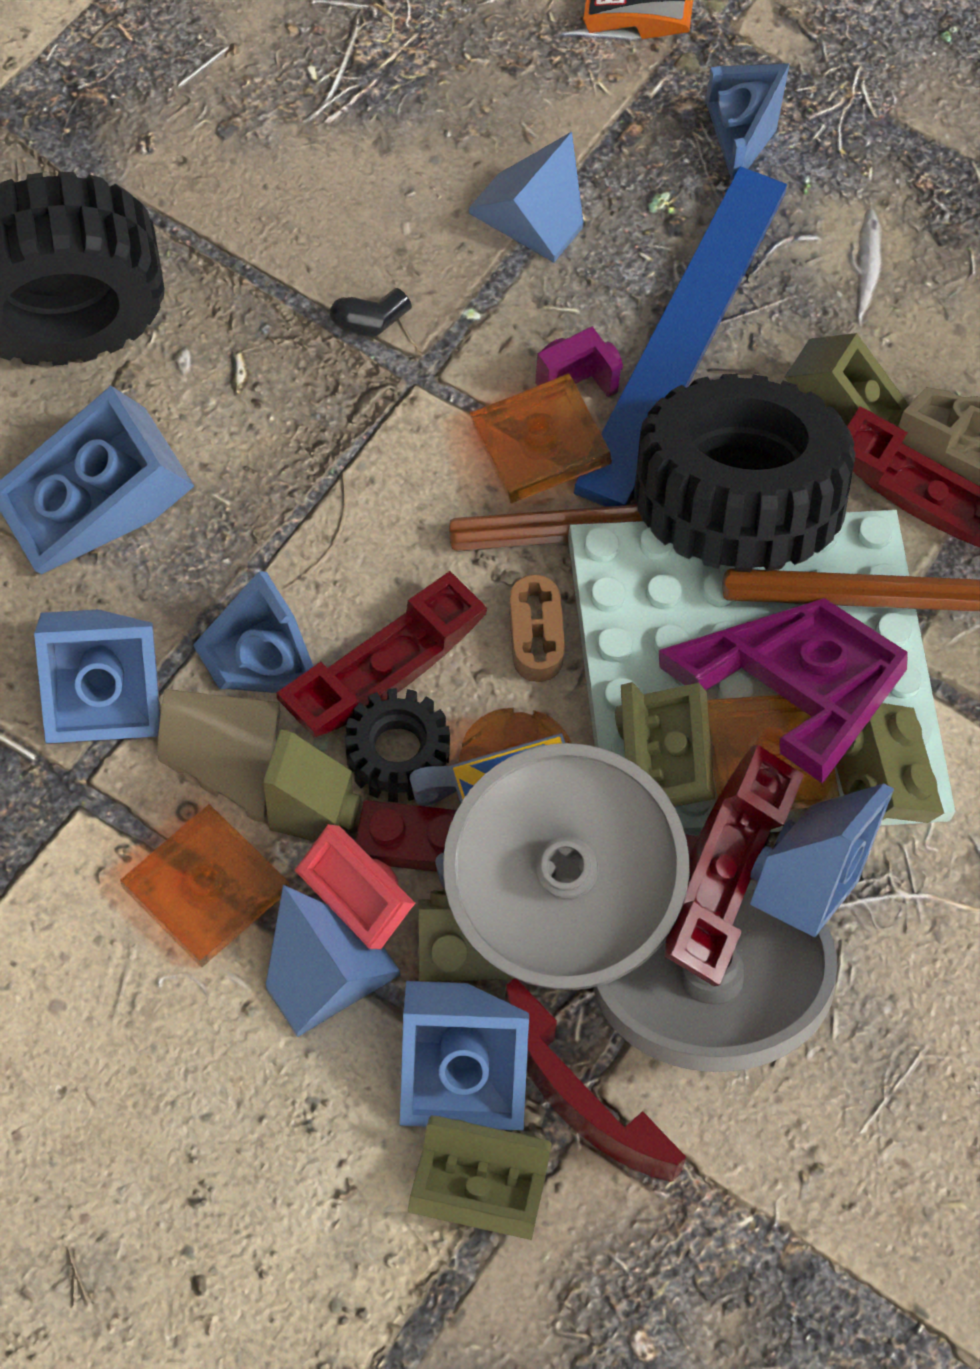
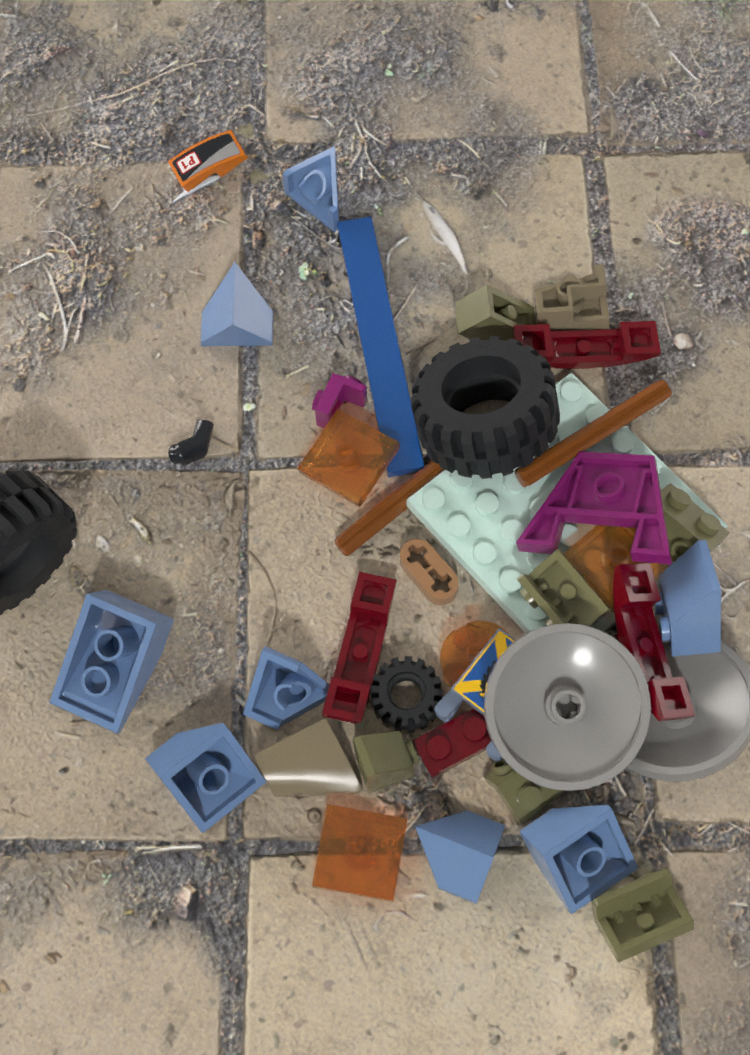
camera: 30 degrees left, 5 degrees up
(355, 886) = (451, 796): coral tile -> none
(636, 1145) = (706, 833): dark red slope -> none

